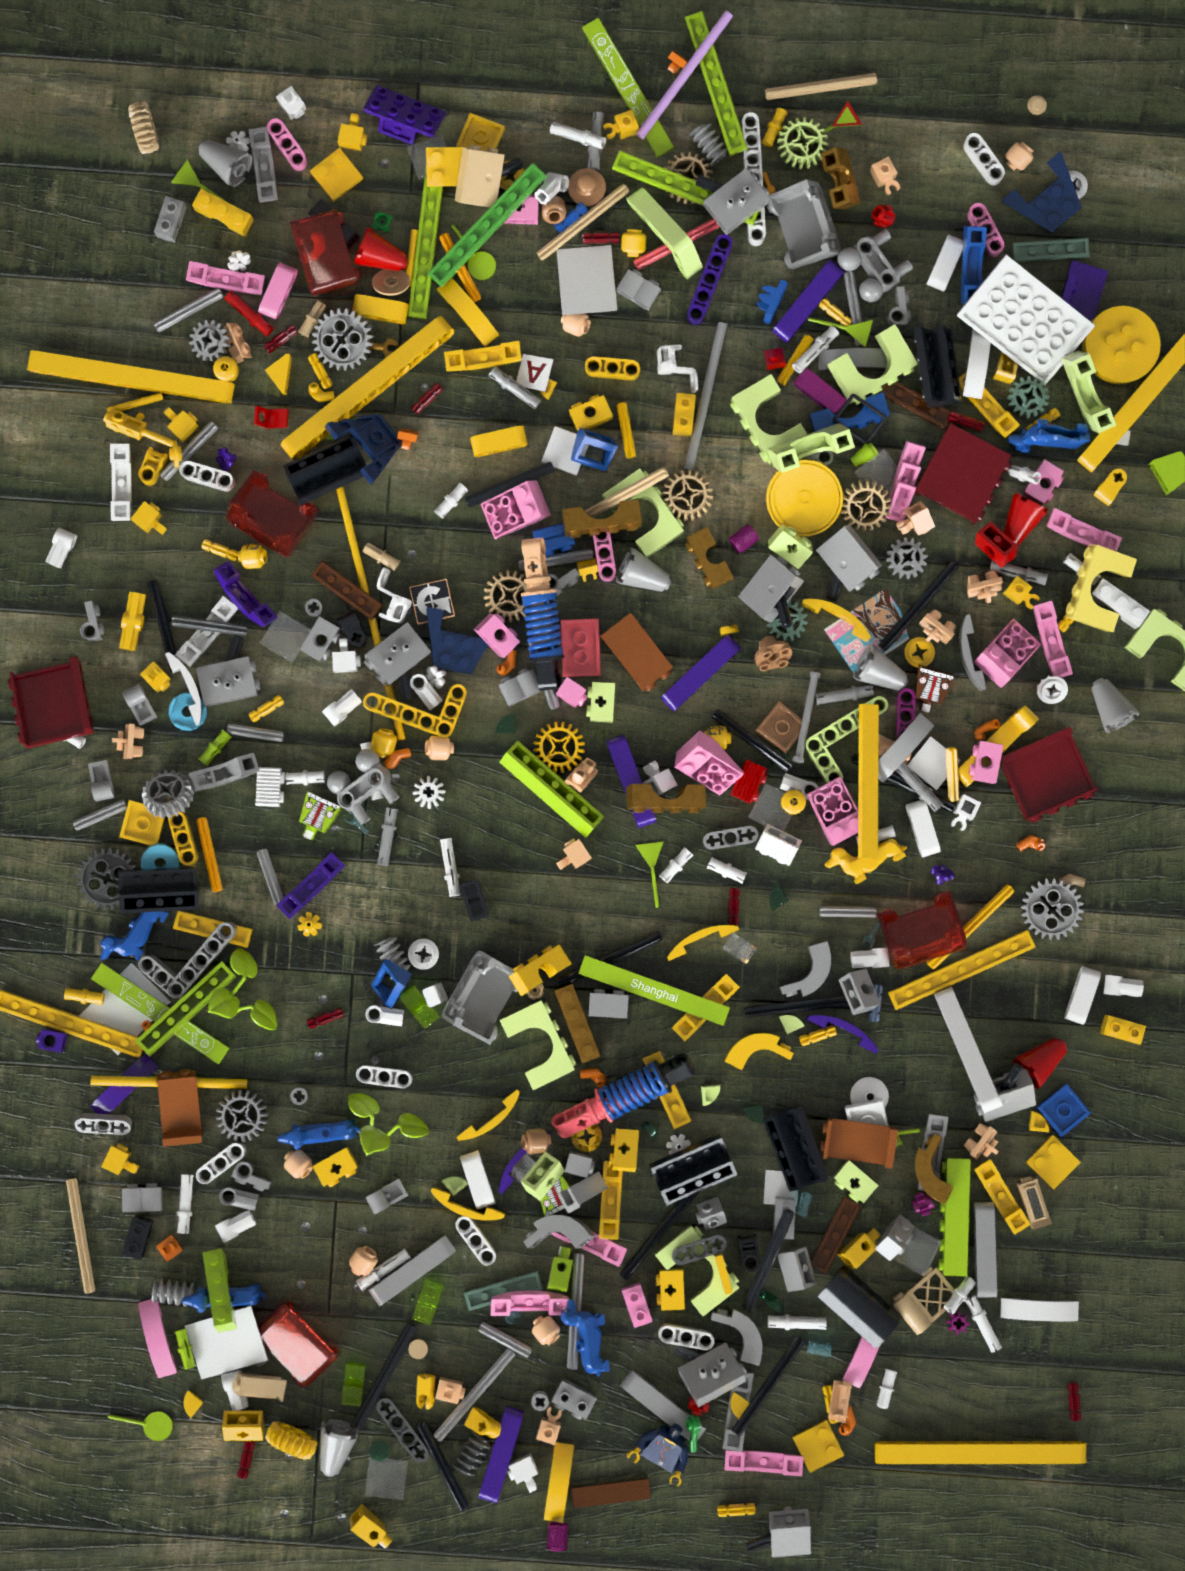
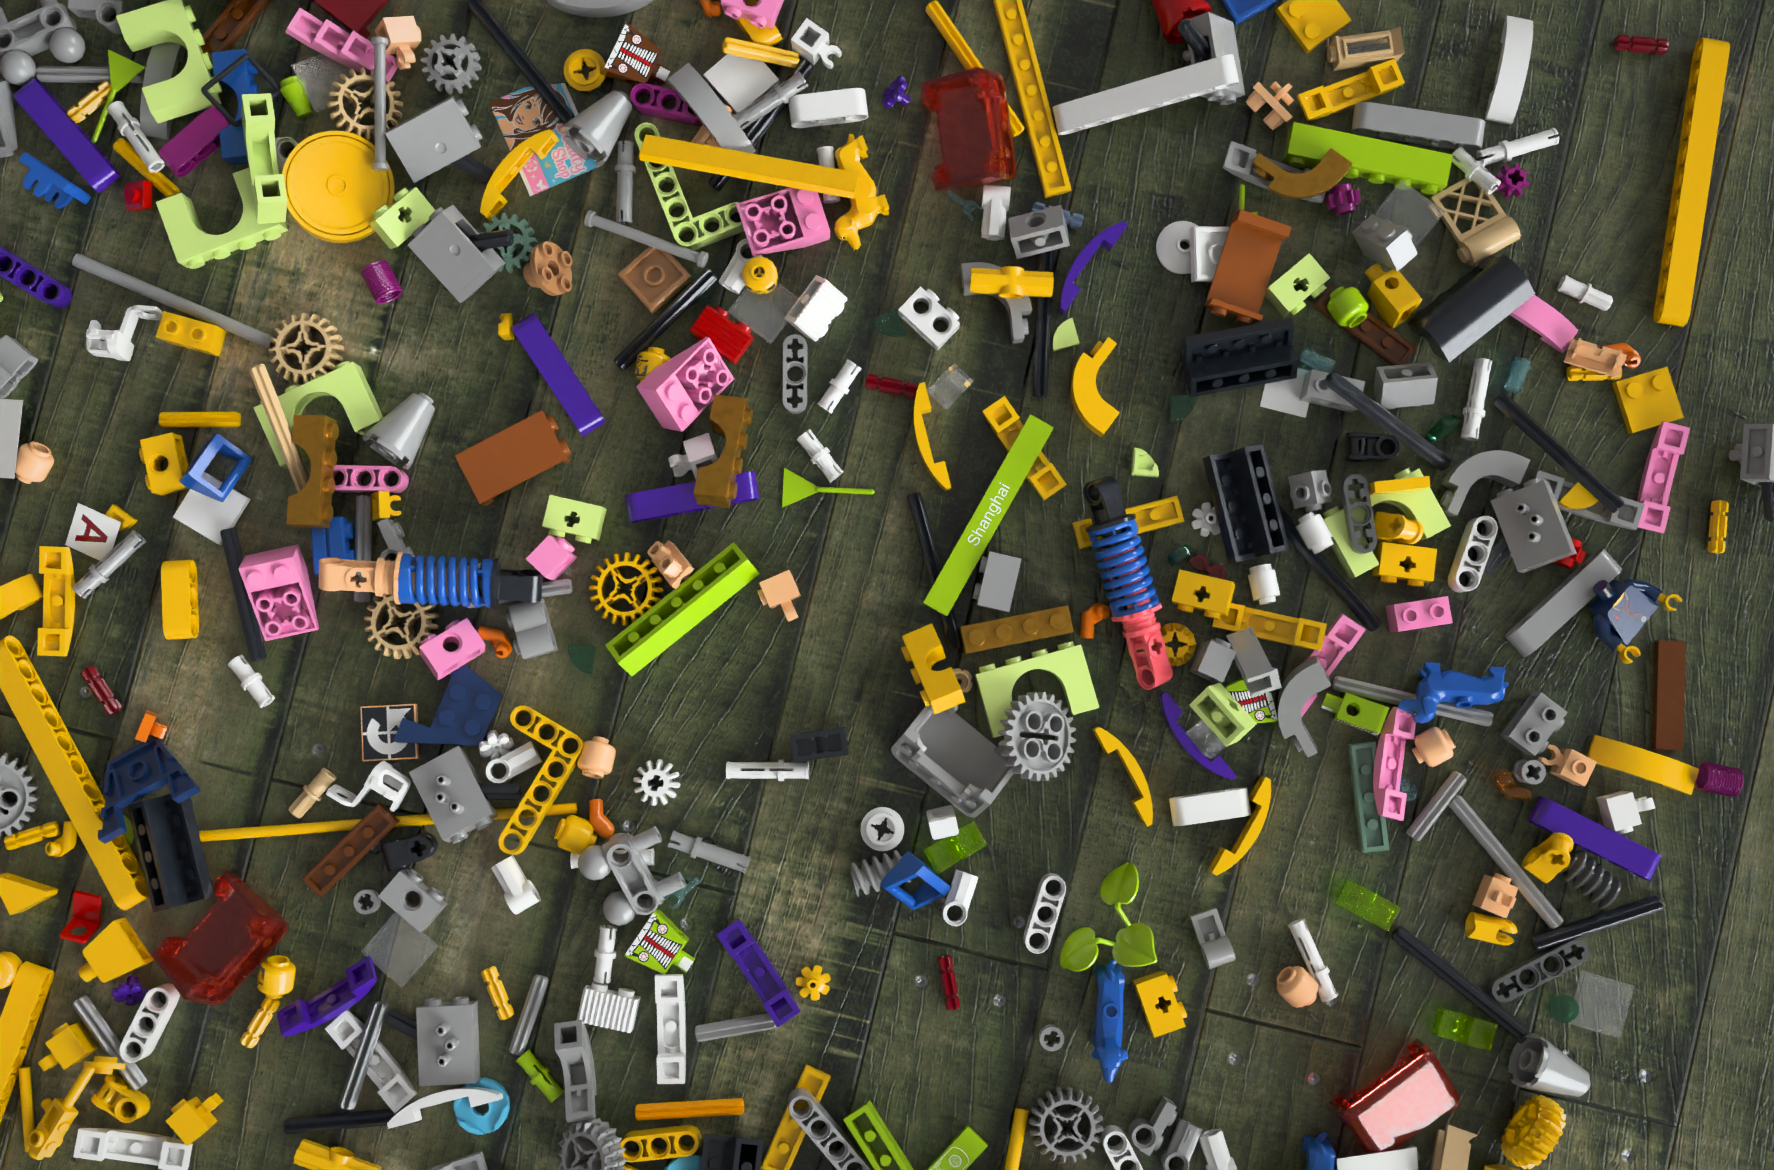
camera: 80 degrees left, 0 degrees up
(156, 677) = (423, 1144): yellow brick -> none
(227, 1005) = (907, 1125): lime plant -> none
(249, 443) = (114, 953): none -> yellow torso
(262, 832) = (671, 1028): none -> white slope
(298, 1164) = (1146, 1056): light nougat head -> none
(345, 660) = (449, 870): white brick -> none
(369, 1527) = (1668, 1042): yellow torso -> none
(384, 347) = (16, 739): pearl gold bar -> none
(412, 1270) = (1321, 919): light grey beam -> none
(418, 1348) = (1429, 929): tan tile -> none
(455, 1184) = (1210, 839): yellowish green tile -> none
(476, 1249) = (1306, 822): white beam -> none
(487, 1051) = (1039, 715): none -> light grey gear
(525, 1389) = (1509, 789): none -> clear orange arm
(536, 1141) = (1172, 715): medium nougat head -> none
(580, 648) = (493, 534): coral tile -> none
(603, 363) = (101, 411): yellow beam -> none
(639, 1192) = (1263, 584): none -> white brick
(646, 1146) = (1201, 563): none -> dark red piece
(681, 1221) = (1314, 532): none -> white brick
(693, 1278) = (1397, 529): none -> yellow piece
(694, 1426) = (1602, 563): green plate -> none
(715, 574) = (424, 330): pearl gold arch -> none
(782, 922) = (924, 322): none -> white brick
(817, 1035) = (1088, 302): yellow axle -> none
(819, 978) = (1011, 282): none -> yellow piece
(842, 911) = (925, 231): light grey axle -> none
(845, 1219) = (1347, 306): none -> lime head
(866, 516) = (380, 103): none -> light grey bar
(935, 629) = (556, 40): light nougat hips -> none
(1038, 1122) = (1256, 26): yellow tile -> none

